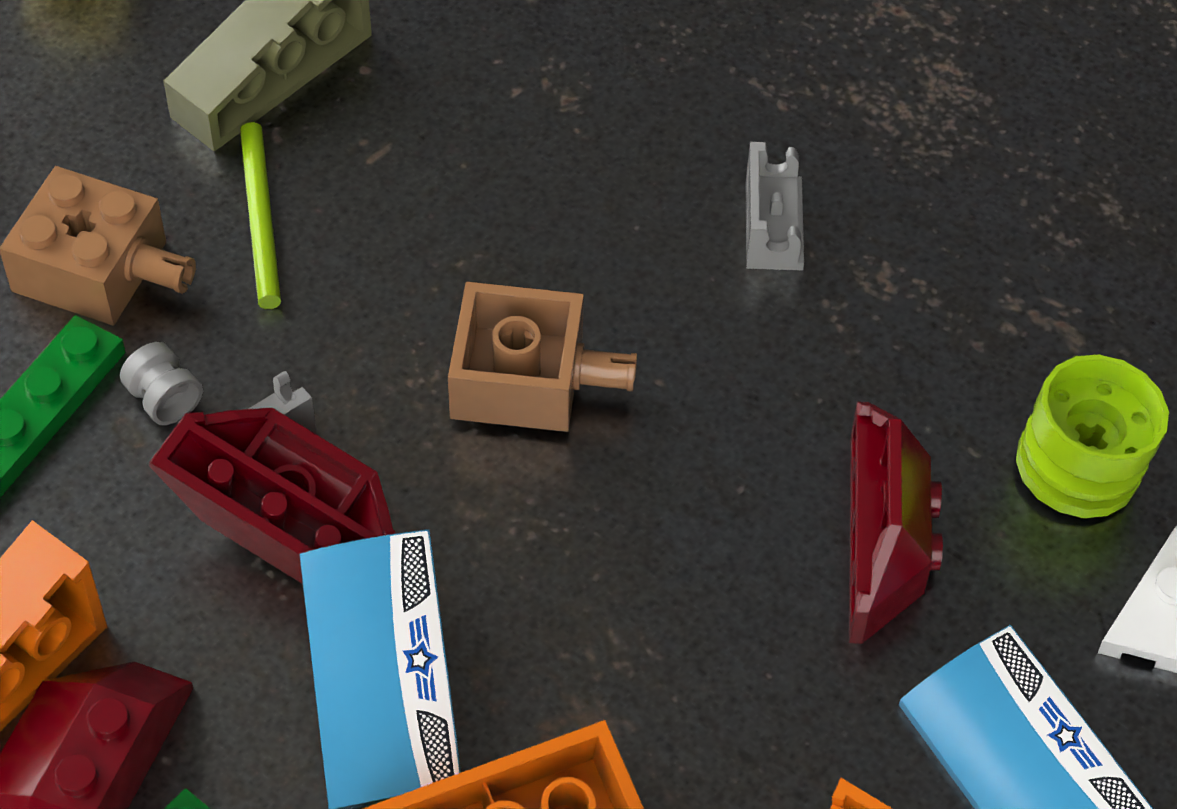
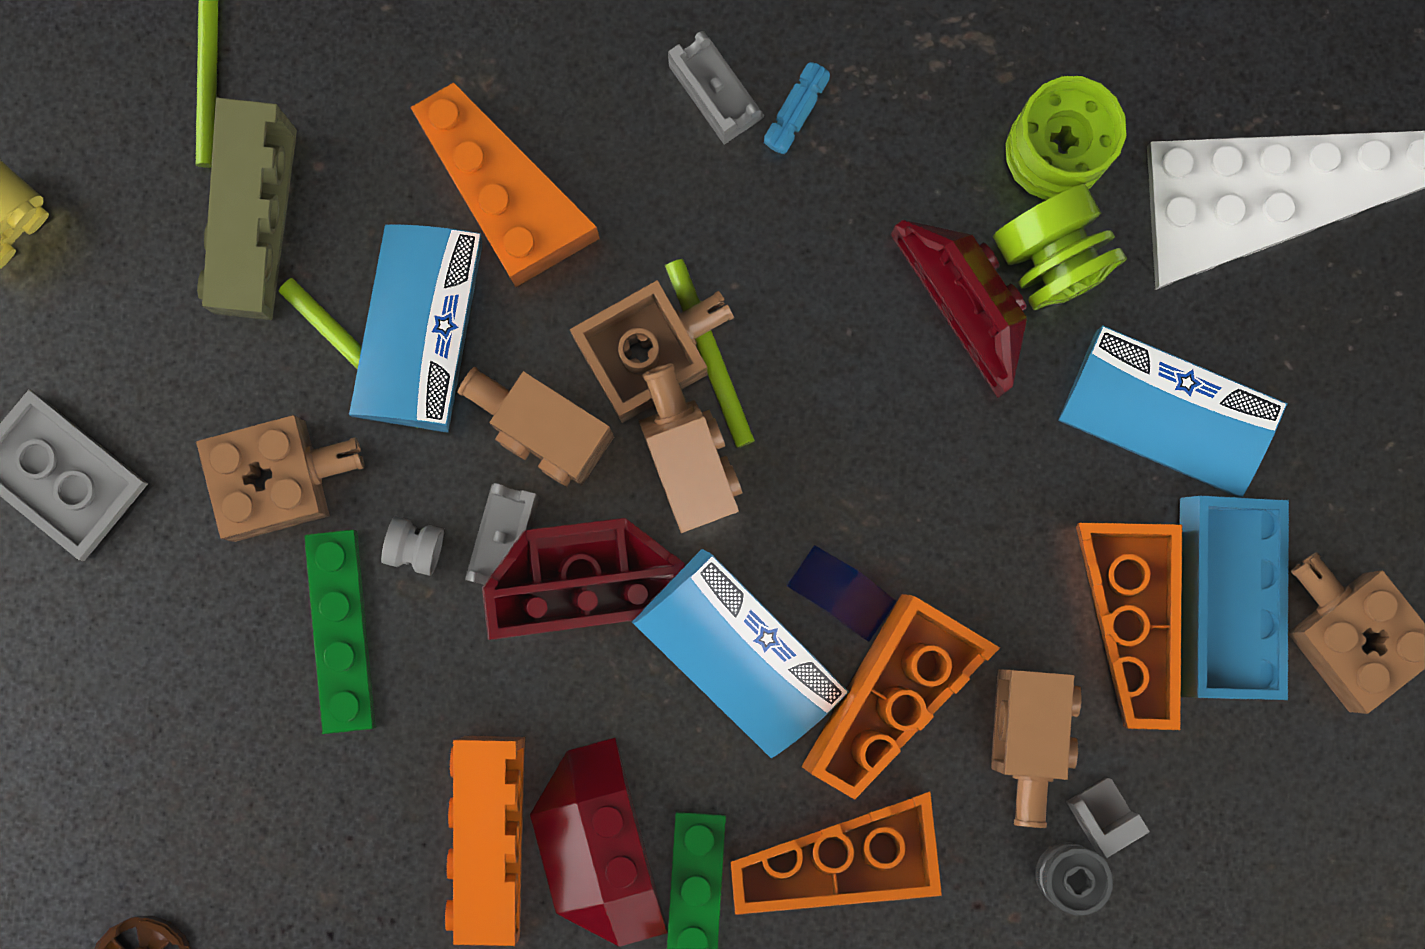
camera: 35 degrees left, 30 degrees up
(335, 223) = (416, 326): none -> dark azure slope
(373, 356) = (541, 423): none -> medium nougat brick
(482, 451) = (686, 454): none -> medium nougat brick
(506, 177) = (509, 196): none -> orange wedge
(534, 696) = (842, 593): none -> clear blue slope
(582, 429) = (712, 357): none -> lime bar
(840, 274) = (796, 107): none -> dark azure axle
(1015, 521) = (1059, 247): none -> lime wheel

